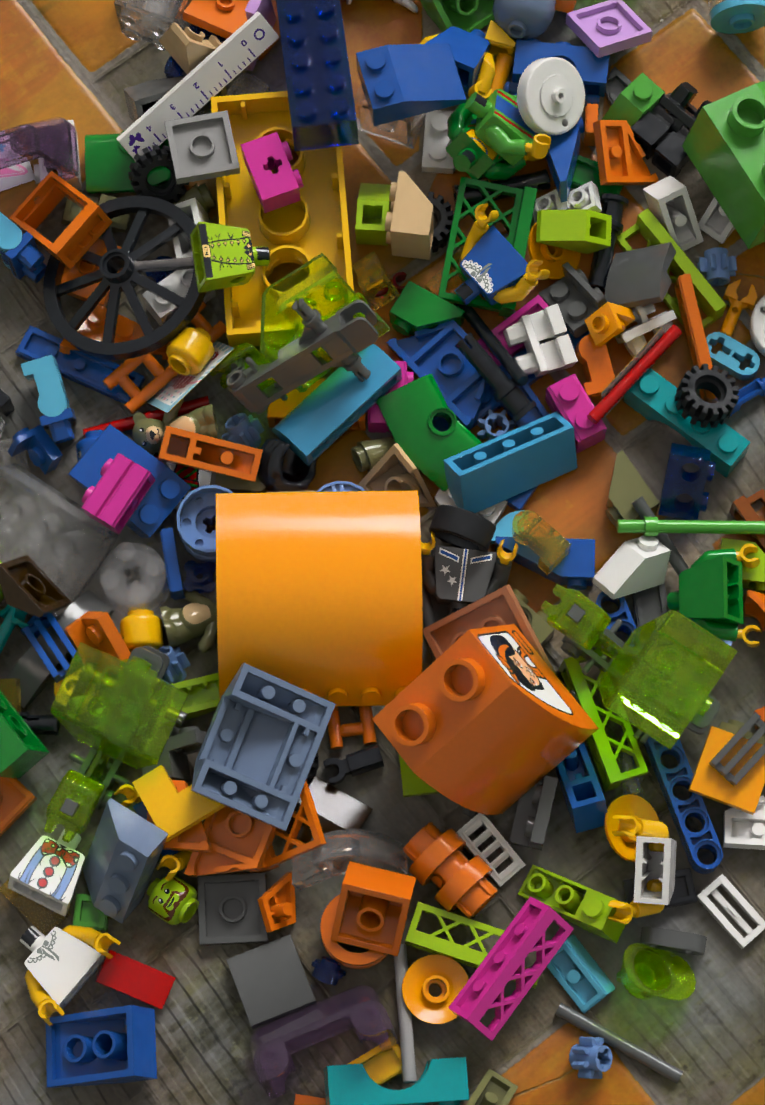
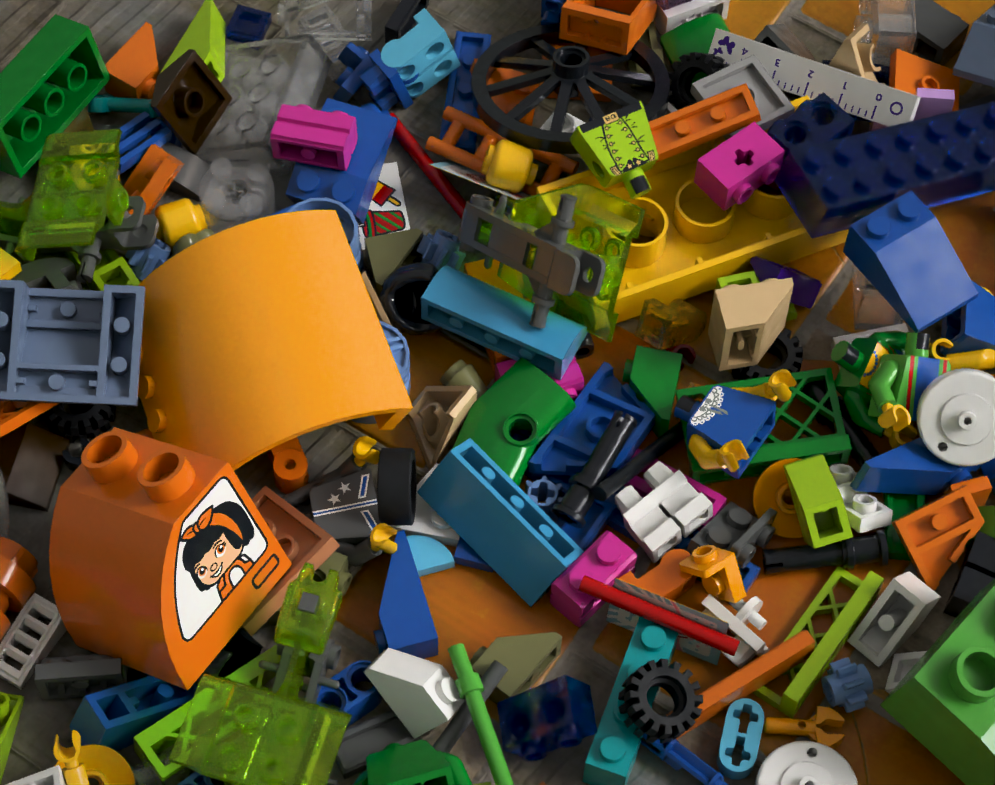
camera: 65 degrees right, 15 degrees down
(149, 431) = (421, 191): olive piece -> none
(209, 454) = (394, 209): orange slope -> none
(221, 180) = (704, 121): none -> orange plate
(264, 108) = (812, 124): none -> clear blue brick
(365, 180) = (805, 287): none -> dark purple slope
(544, 540) = (412, 572): clear yellow leg -> none
(640, 276) = (790, 592): dark grey slope -> none

